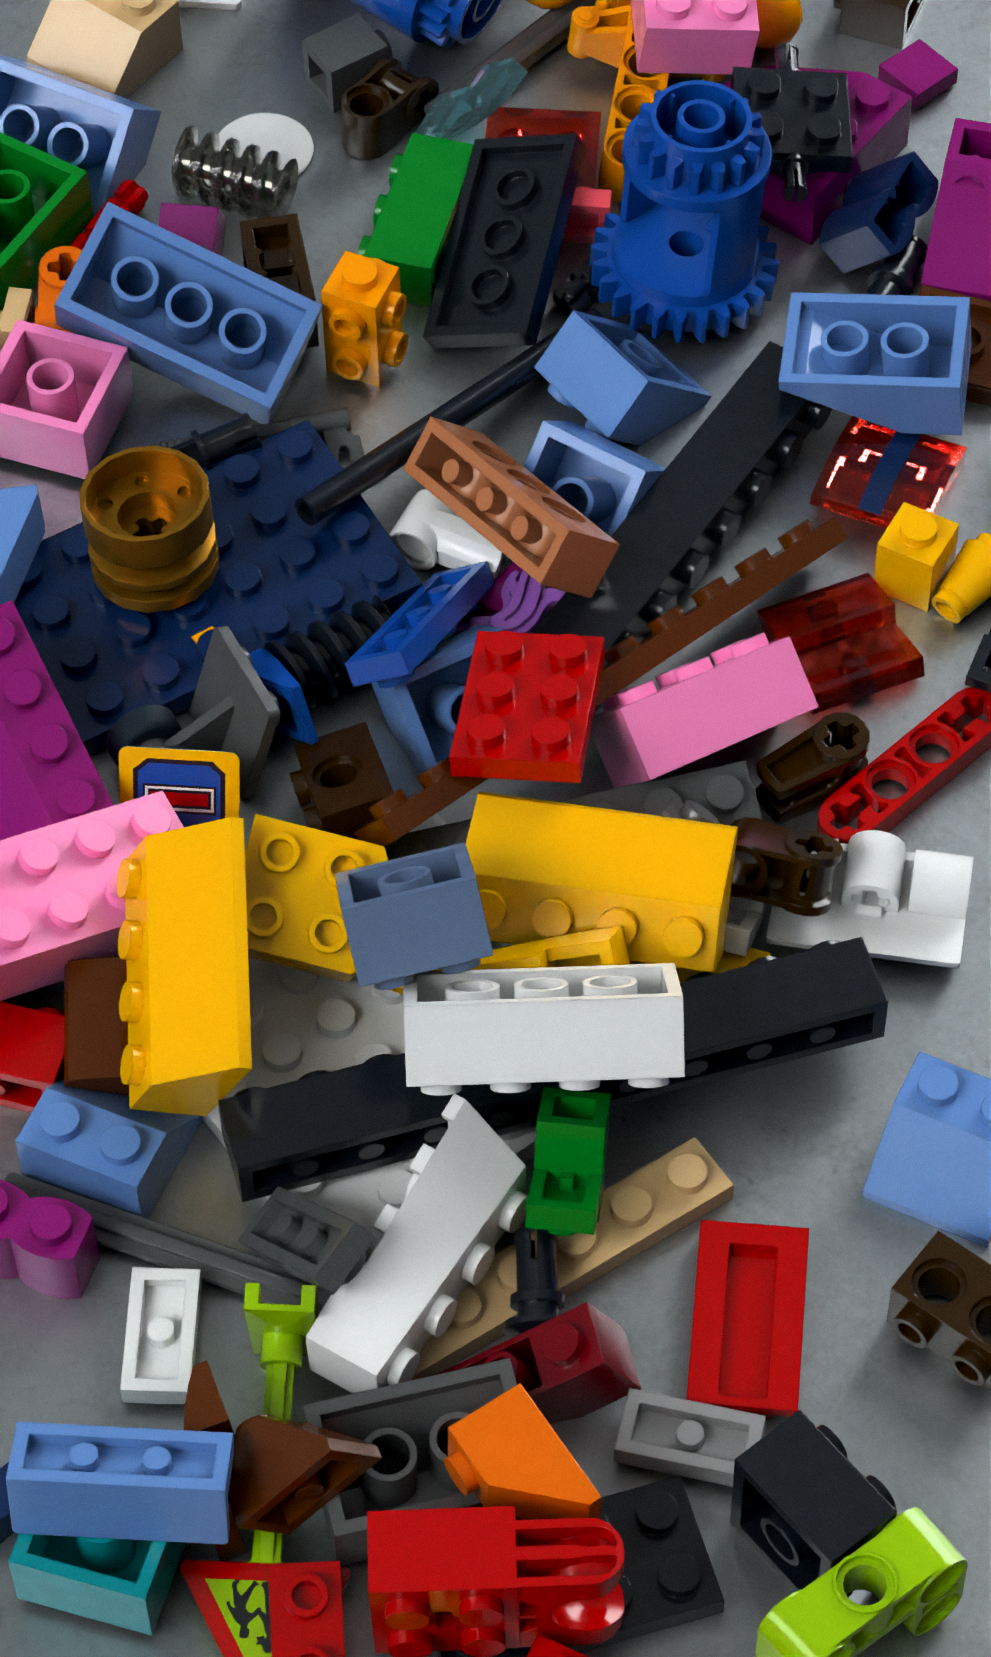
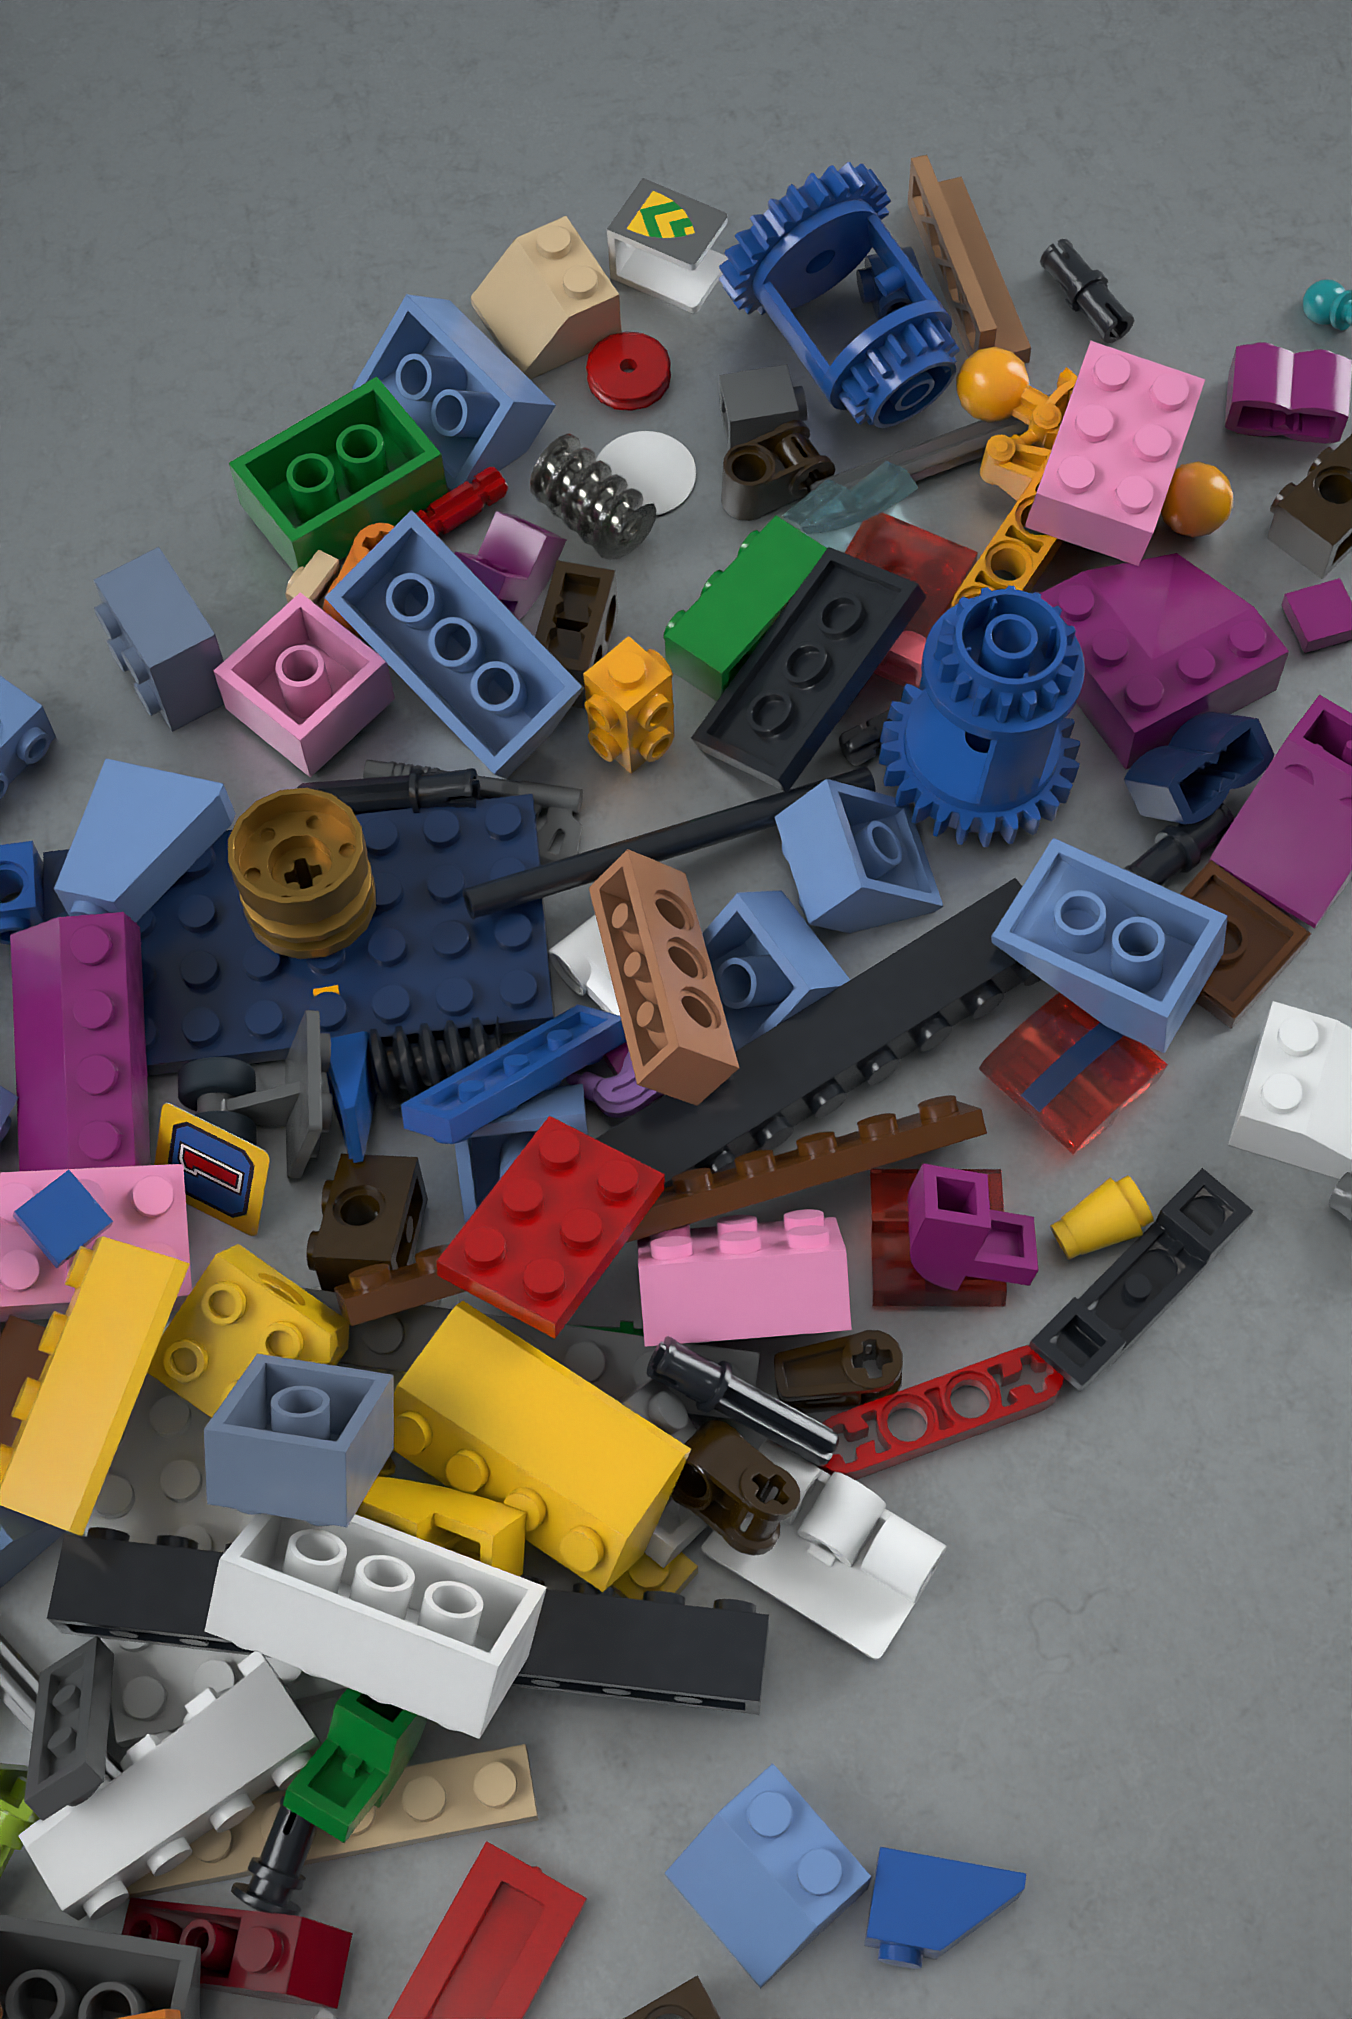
camera: 25 degrees right, 10 degrees up
(90, 850) = (62, 1218): none -> blue tile
(205, 71) = (628, 389): none -> red piece
(729, 790) = (717, 1389): none -> black axle
(803, 117) = (1146, 641): black plate -> none
(864, 613) = (960, 1236): none -> magenta brick
(915, 555) = (1051, 1173): yellow brick -> none

